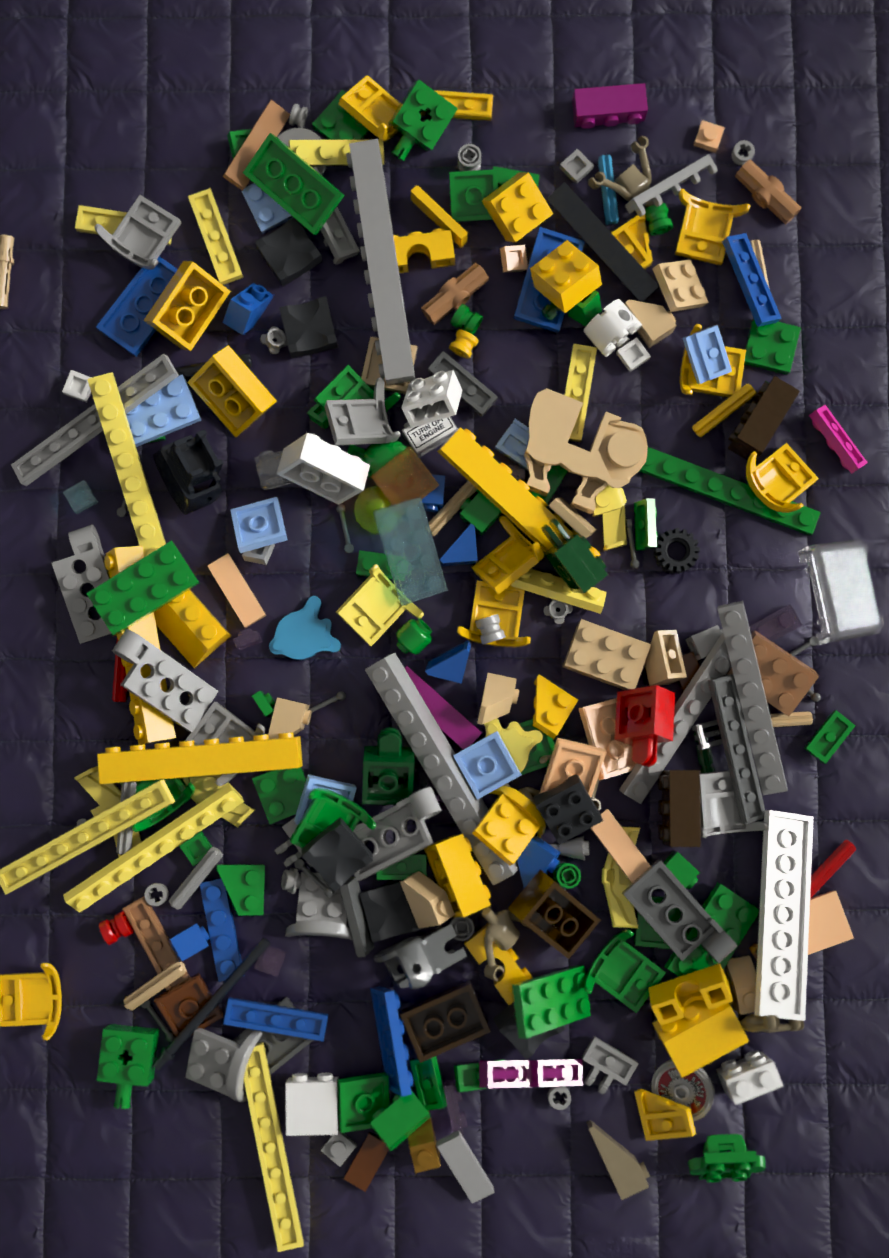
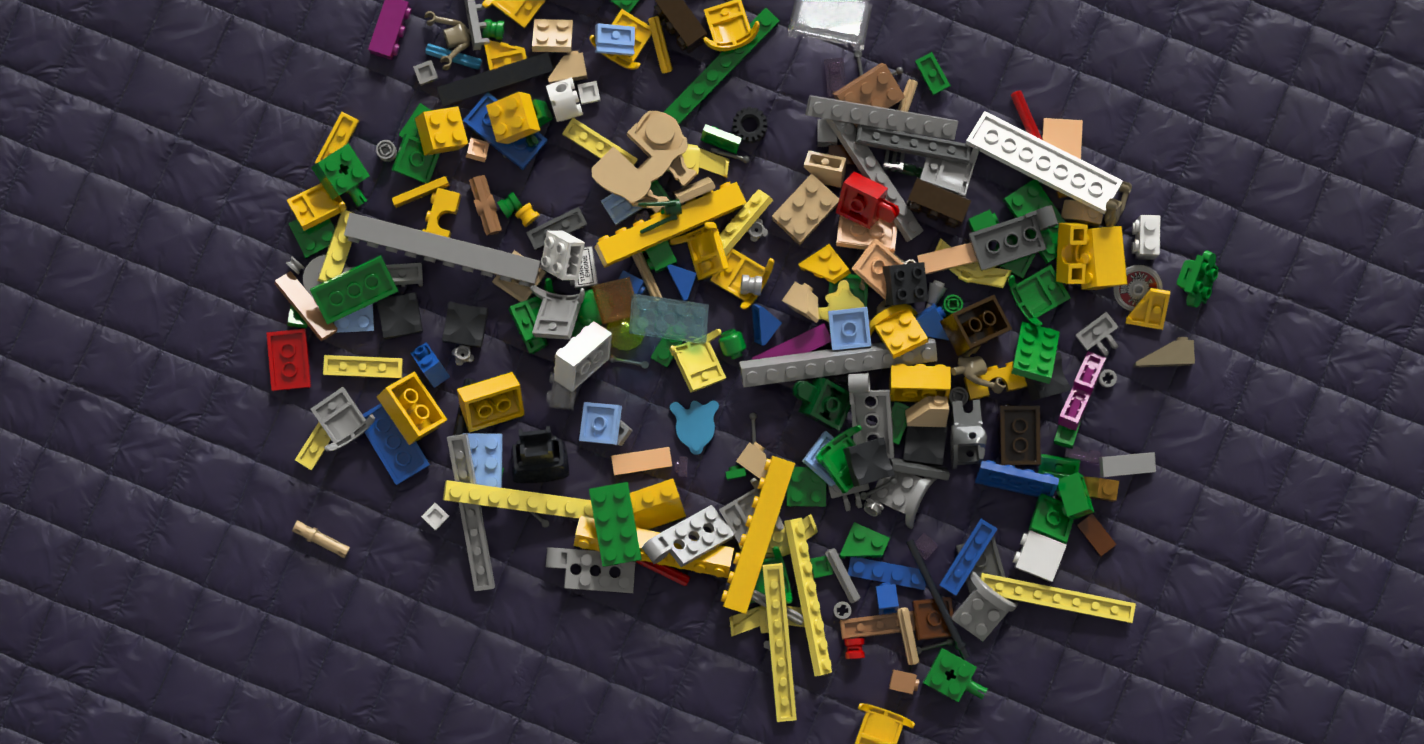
camera: 65 degrees left, 0 degrees up
(80, 497) = (521, 548): clear light blue plate -> none
(99, 1002) = (903, 682): none -> medium nougat brick
(189, 153) = (288, 360): none -> red plate
(338, 1148) = (1078, 551): light grey plate -> none
(538, 497) = (671, 208): none -> dark green plant
(573, 558) = (727, 202): dark green brick -> none

